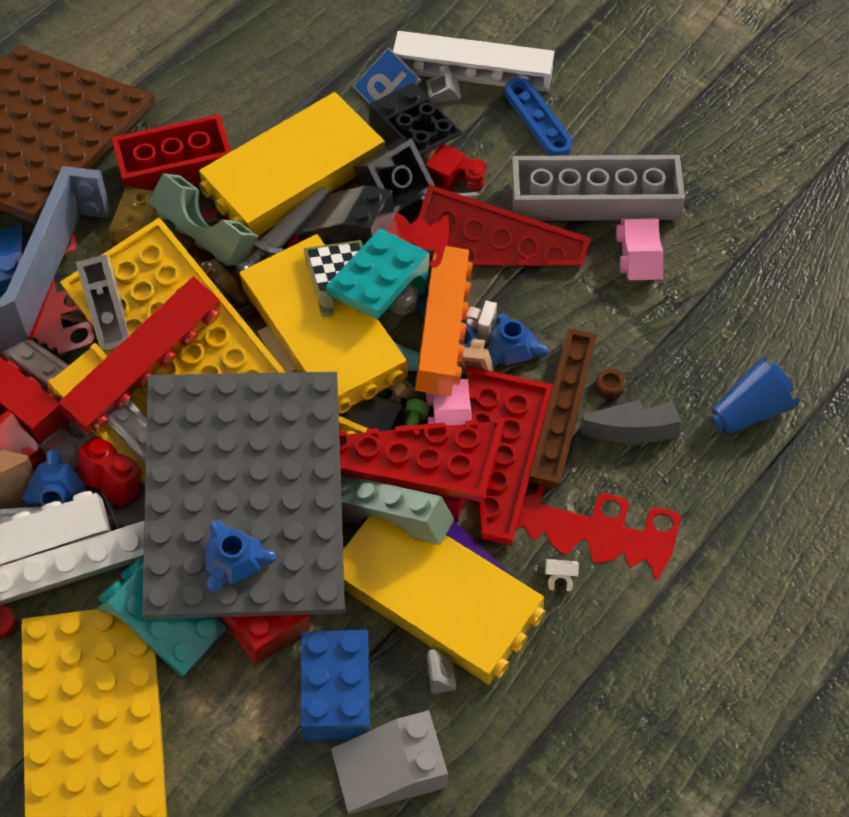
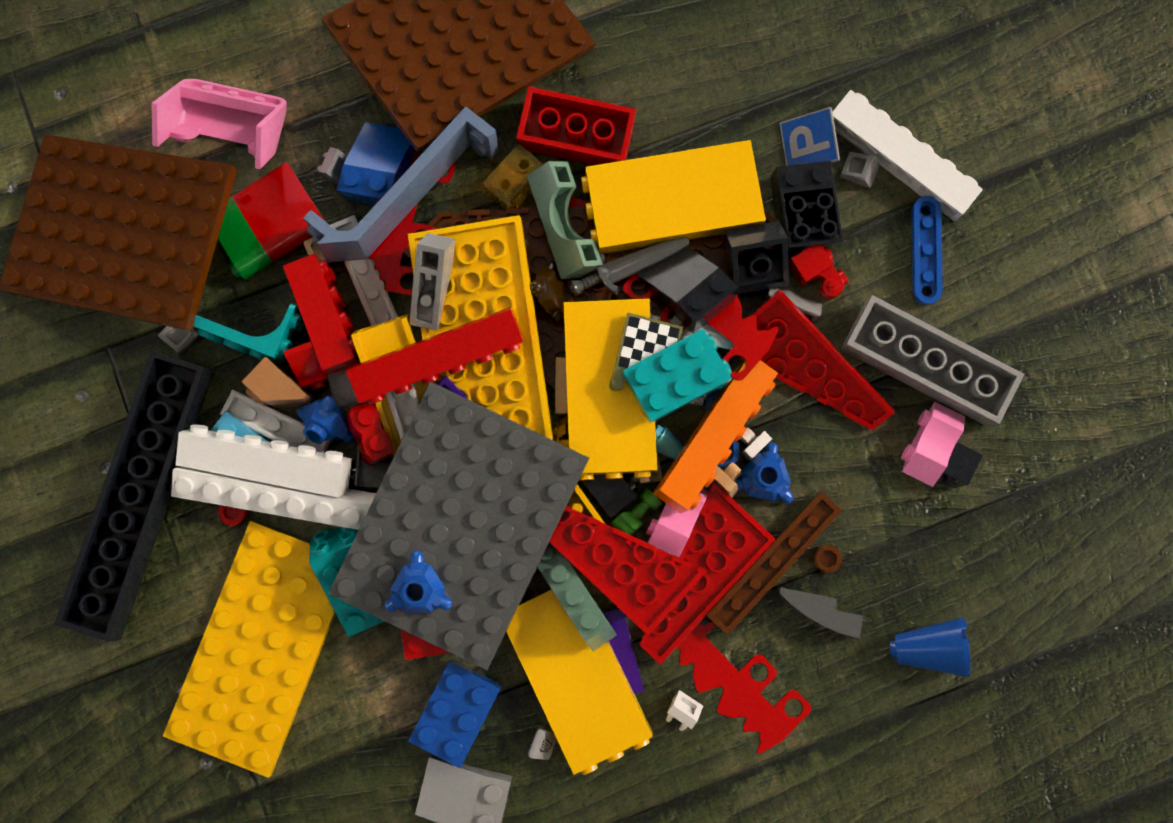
camera: 30 degrees right, 25 degrees up
(676, 254) = (961, 466): none -> black brick

